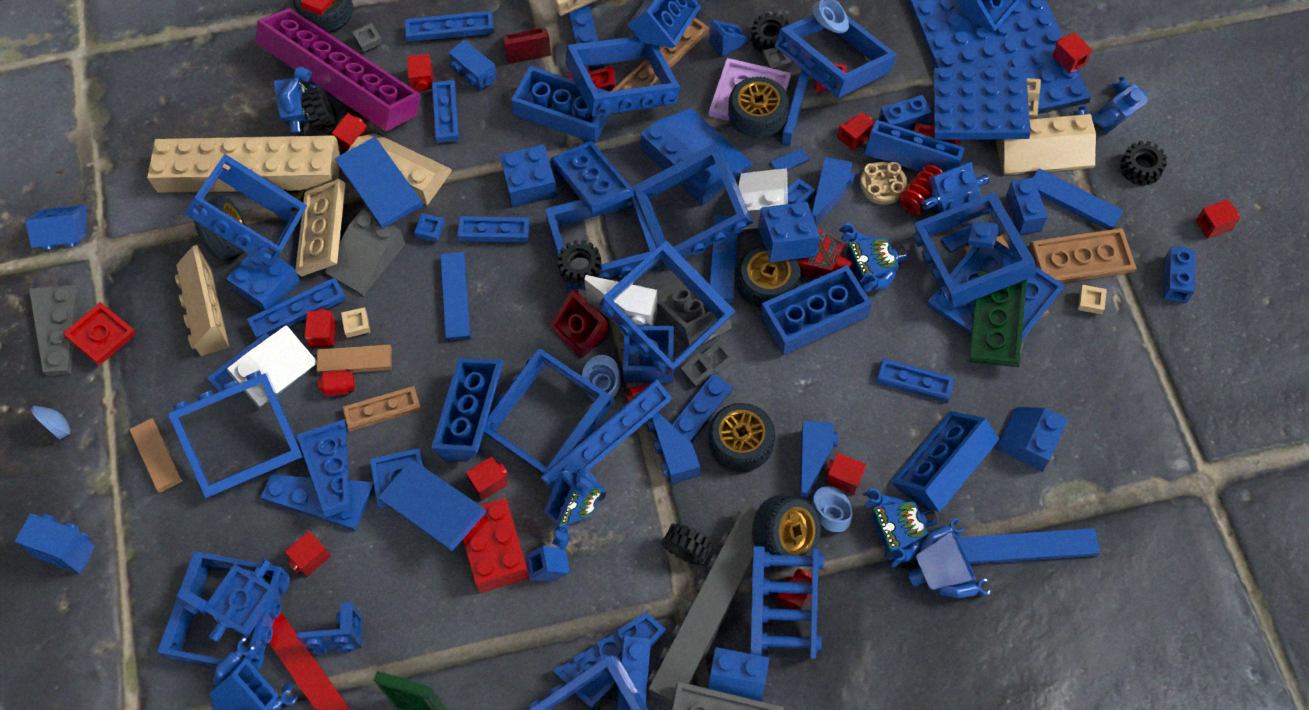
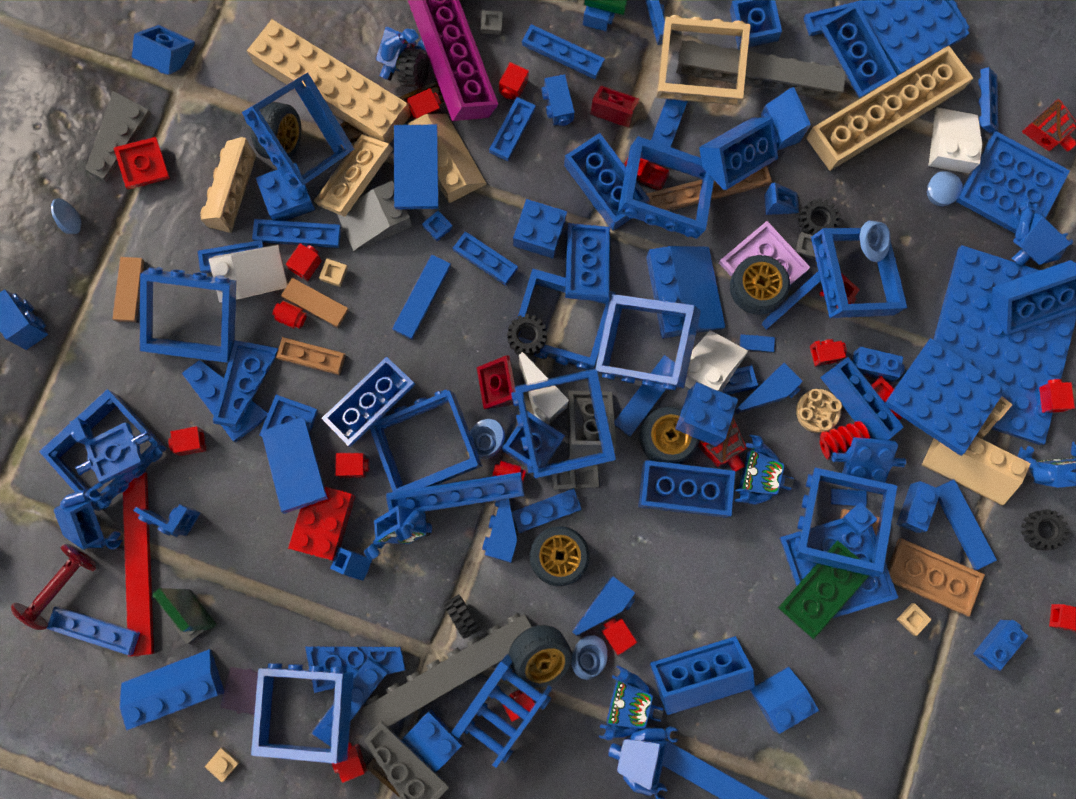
camera: 25 degrees right, 15 degrees up
(915, 380) = (726, 594): blue tile -> none

